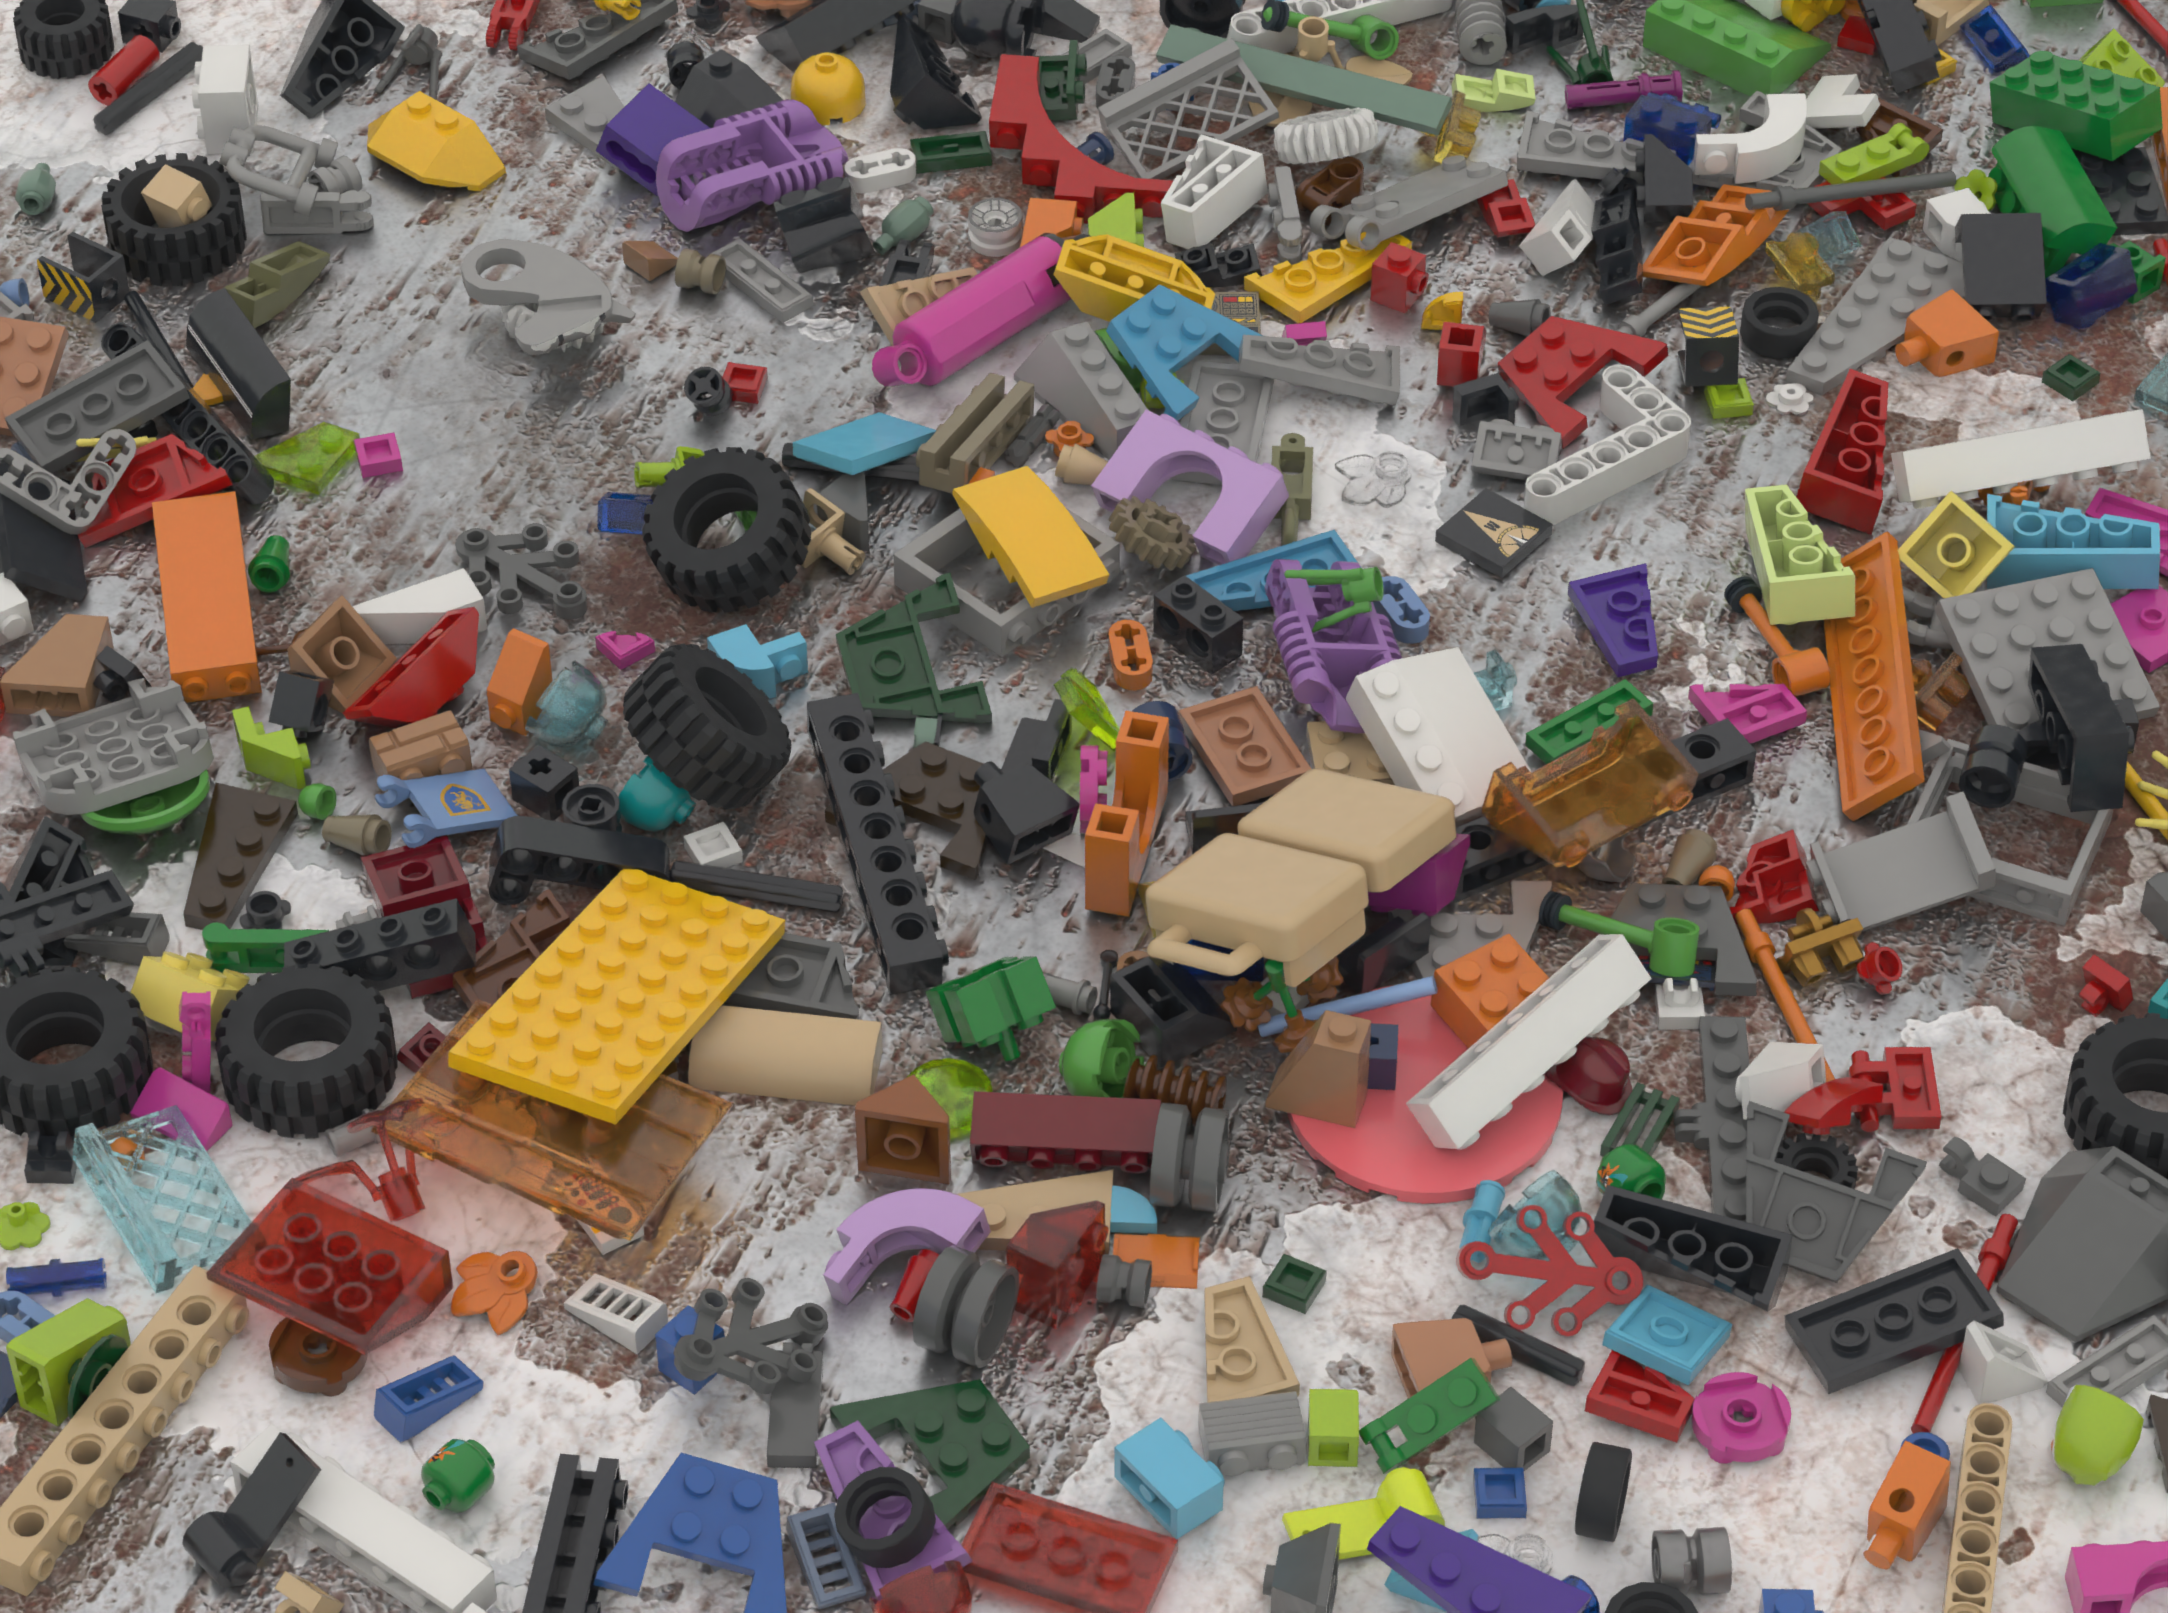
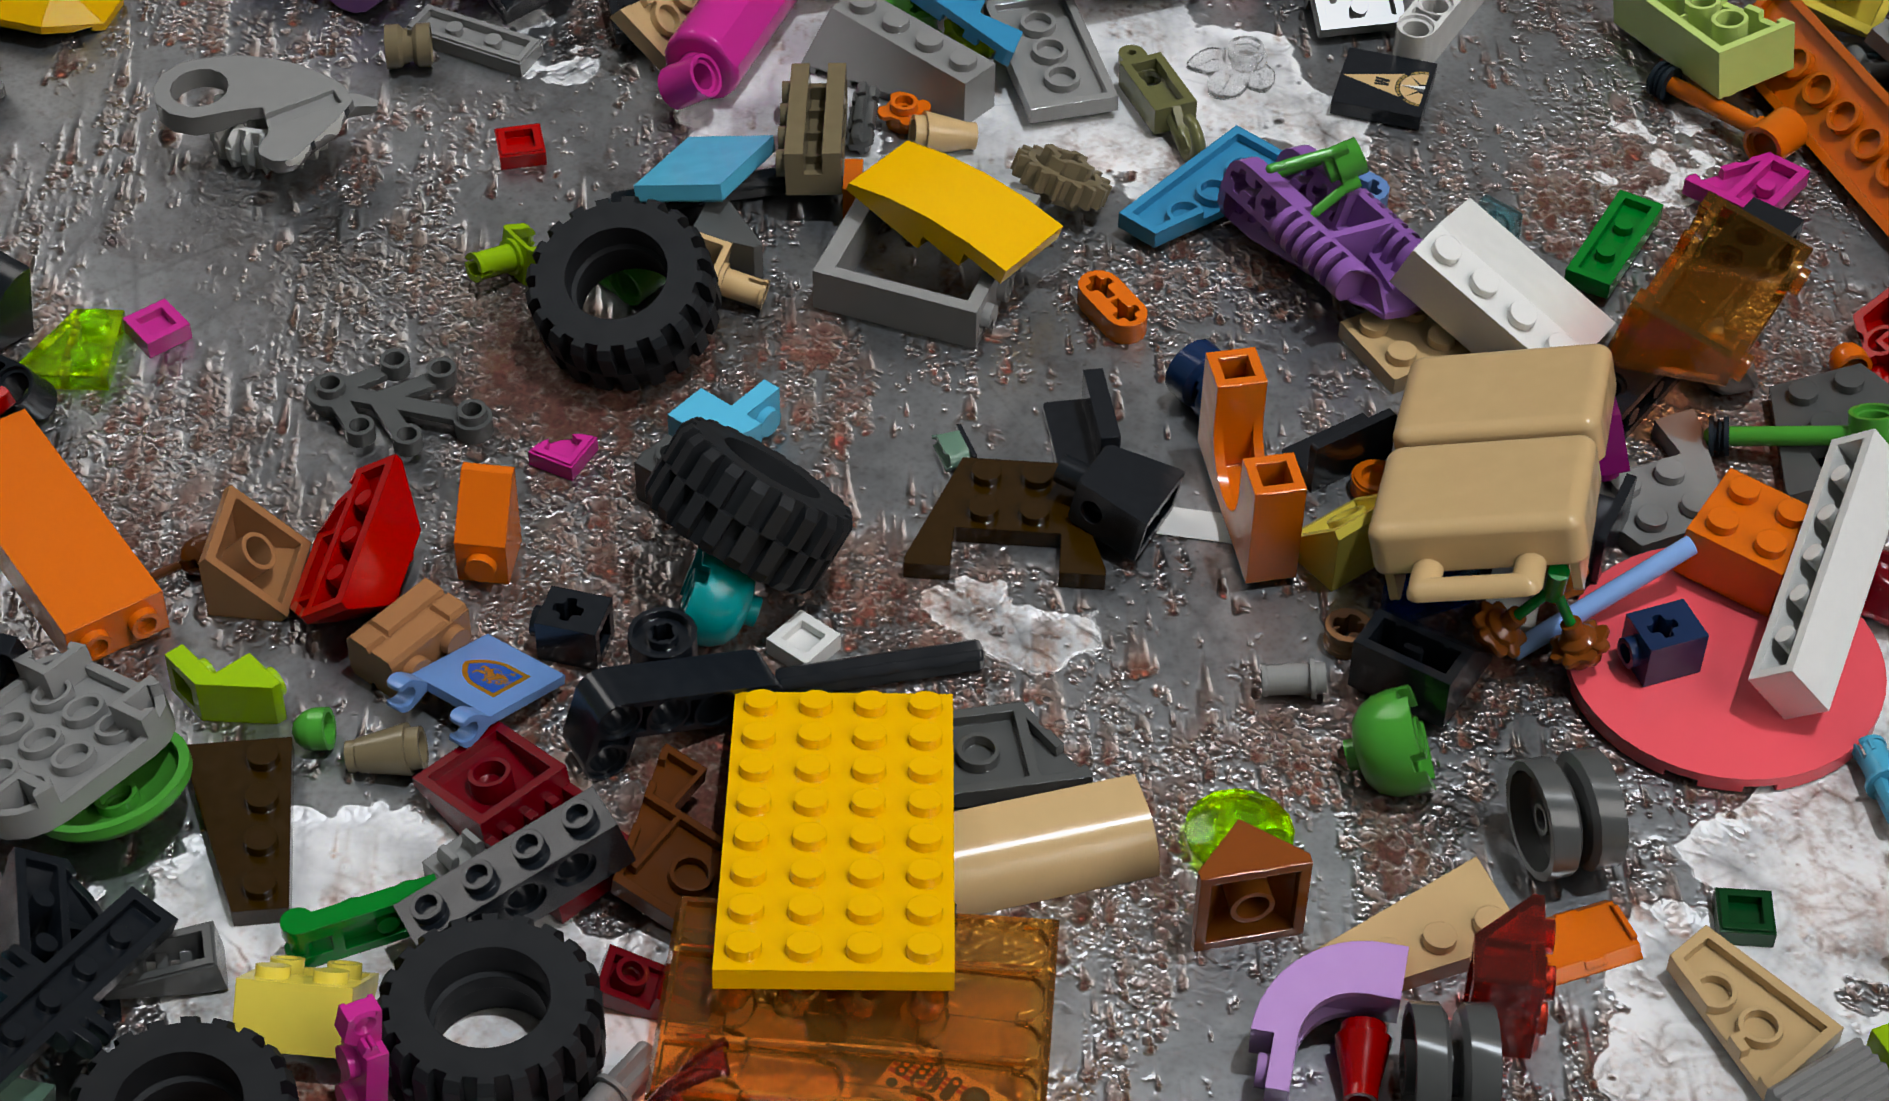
camera: 25 degrees left, 0 degrees up
(264, 911) = (325, 868): black plate -> none
(271, 564) = (106, 479): green cone -> none
(301, 702) = (238, 621): black brick -> none
(413, 611) = (318, 475): white slope -> none
(570, 709) = (559, 537): clear light blue cylinder -> none
(622, 512) = (487, 310): clear blue slope -> none
(647, 258) = (338, 50): medium nougat slope -> none
(708, 381) = (490, 152): black wheel -> none
(875, 844) = (992, 582): black brick -> none
(891, 666) = (880, 389): dark green wing -> none
(991, 1002) = (1240, 712): green brick -> none
(1063, 1131) = (1408, 829): dark red brick -> none
(1087, 706) = (1119, 369): clear neon green tile -> none
(1092, 776) = (1183, 442): dark pink plate -> none
(1108, 960) = (1305, 629): black hinge -> none
(1124, 1280) = (1582, 976): dark grey wheel -> none
(1131, 1212) = (1517, 887): medium azure tile -> none
(1150, 1083) = (1487, 744): reddish brown piece -> none
(1162, 449) = (1026, 88): lavender arch -> none
(1198, 624) = (1167, 255): black brick -> none
(1243, 745) = (1304, 365): nougat plate -> none
(1326, 1071) = (1647, 670): medium nougat slope -> none
(1619, 617) = (1565, 135): dark purple wing -> none
(1690, 857) = (1807, 343): dark tan cone -> none

